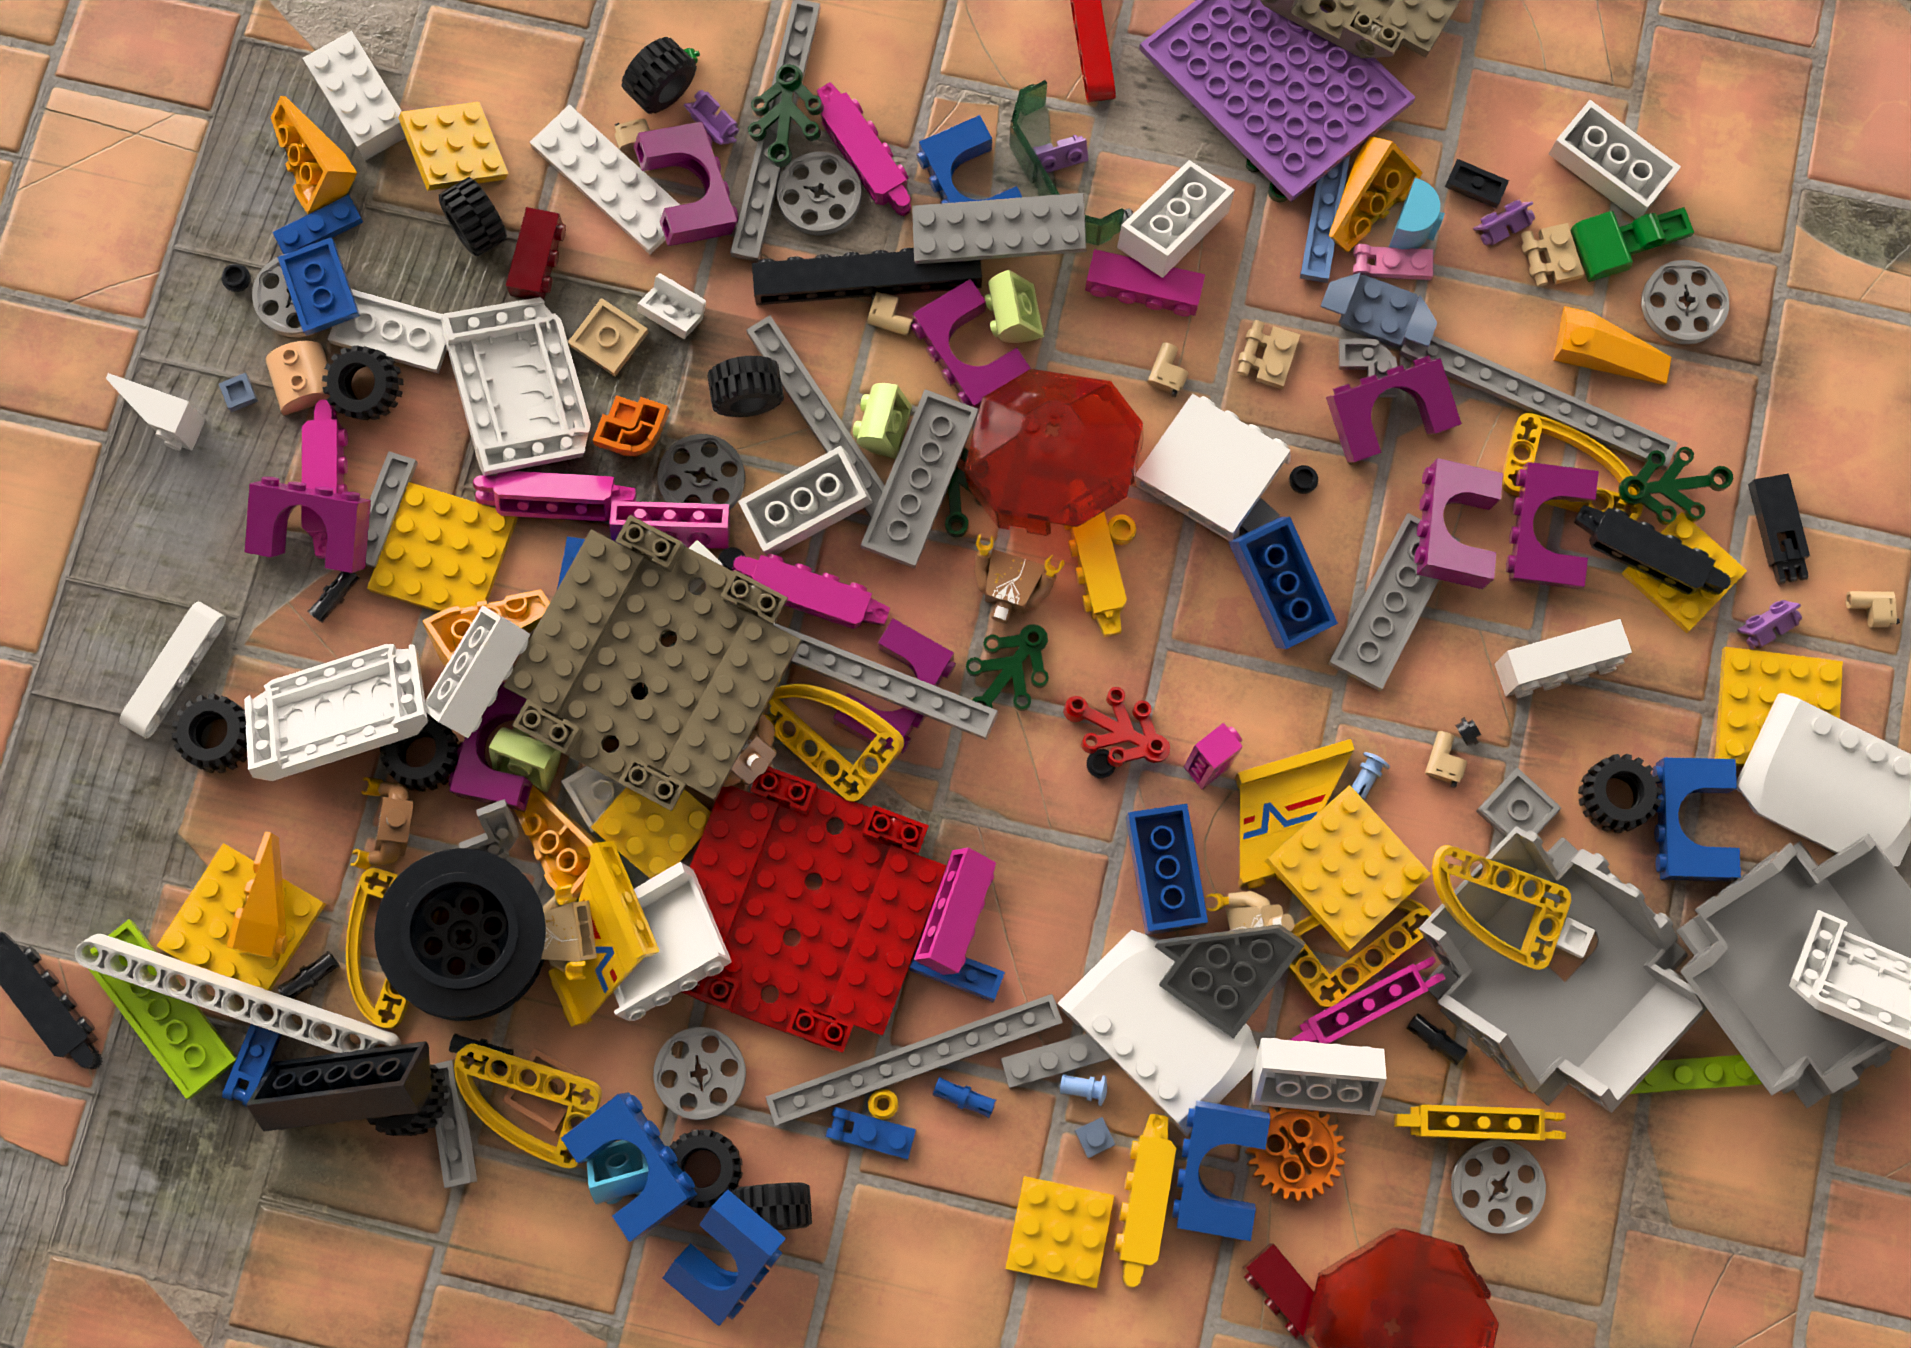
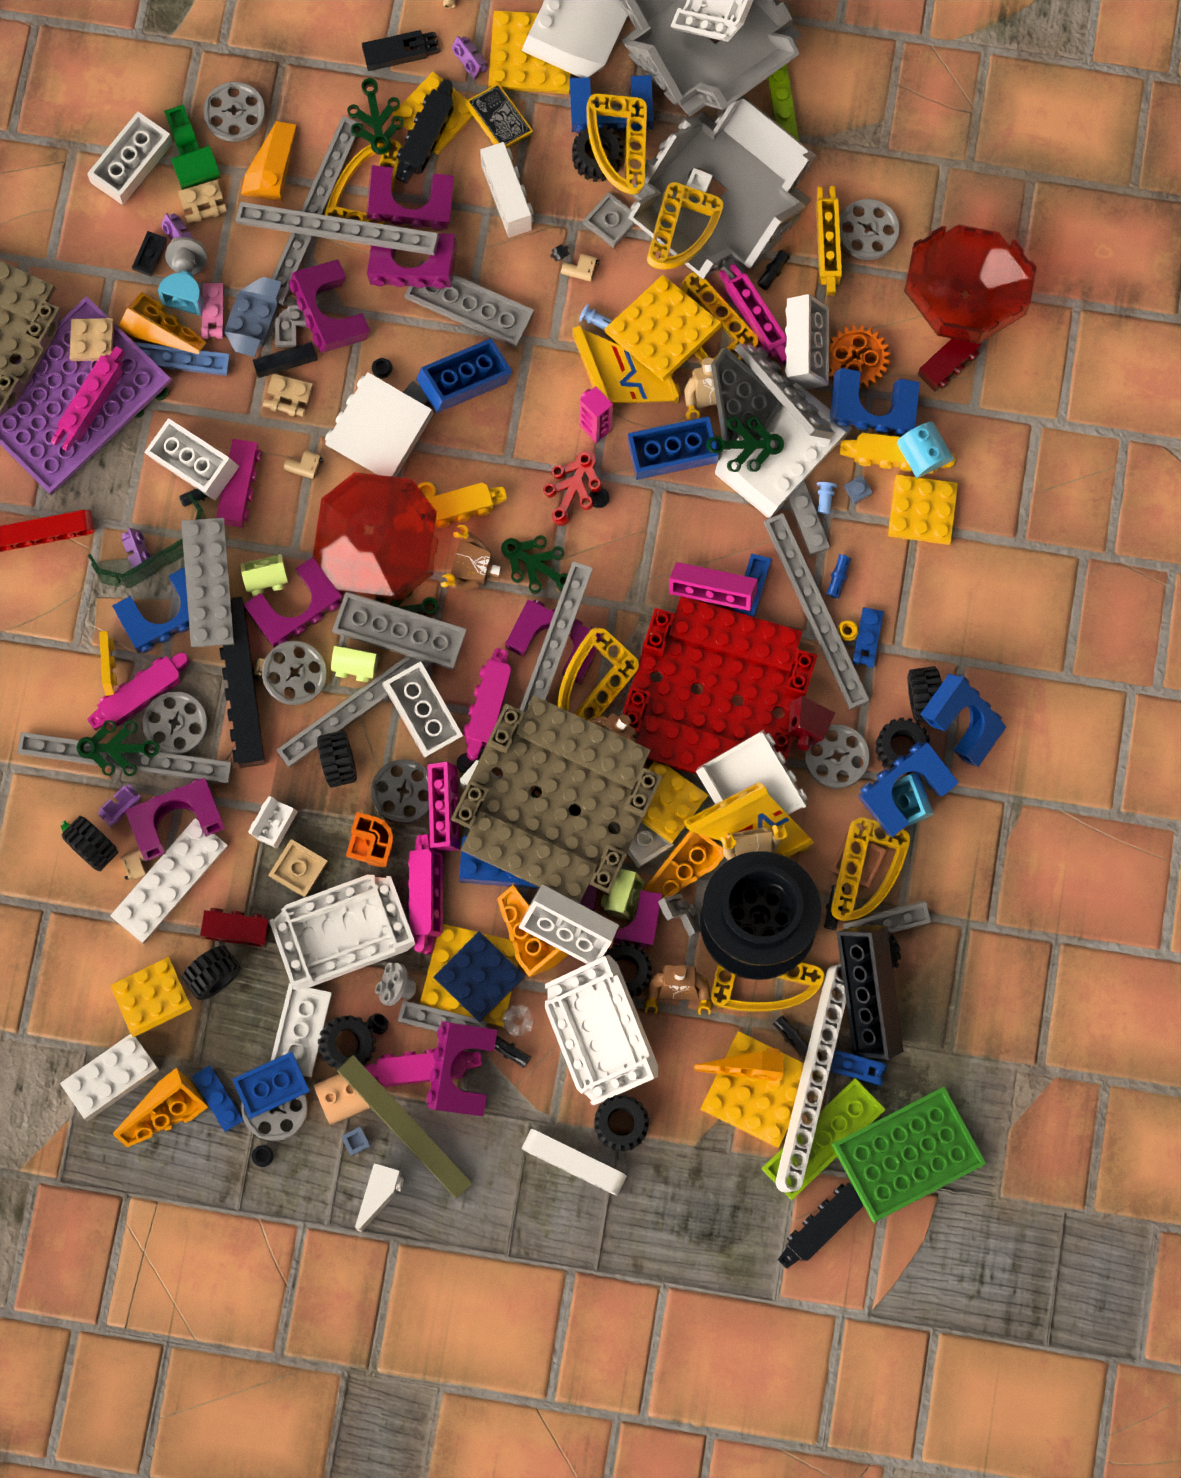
camera: 95 degrees left, 0 degrees up
(115, 1125) = (908, 1154): none -> bright green plate
(242, 449) = (404, 1127): none -> olive tile
(362, 599) = (519, 1012): none -> clear brick
(388, 426) = (378, 1023): none -> black plate
(433, 558) = (479, 976): none -> dark blue plate
(434, 450) = (395, 985): none -> light grey plate
(742, 1031) = (808, 722): none -> dark red torso
(875, 328) = (284, 672): none -> light grey wedge
(901, 106) = (108, 663): none -> yellow plate
(1143, 1239) = (924, 449): none -> medium azure brick
(1160, 974) = (748, 443): none -> dark green plant
(1239, 1034) = (781, 386): none -> light grey plate
(1264, 90) = (90, 398): none -> dark pink hinge
(1318, 350) = (285, 360): none -> black tile
(1351, 100) = (91, 338): none -> tan plate
(1469, 225) = (186, 255): none -> light grey plate
(1505, 424) = (337, 228): none -> light grey plate
(1642, 840) = (627, 111): none -> yellow beam
(1676, 657) = (498, 116): none -> tile

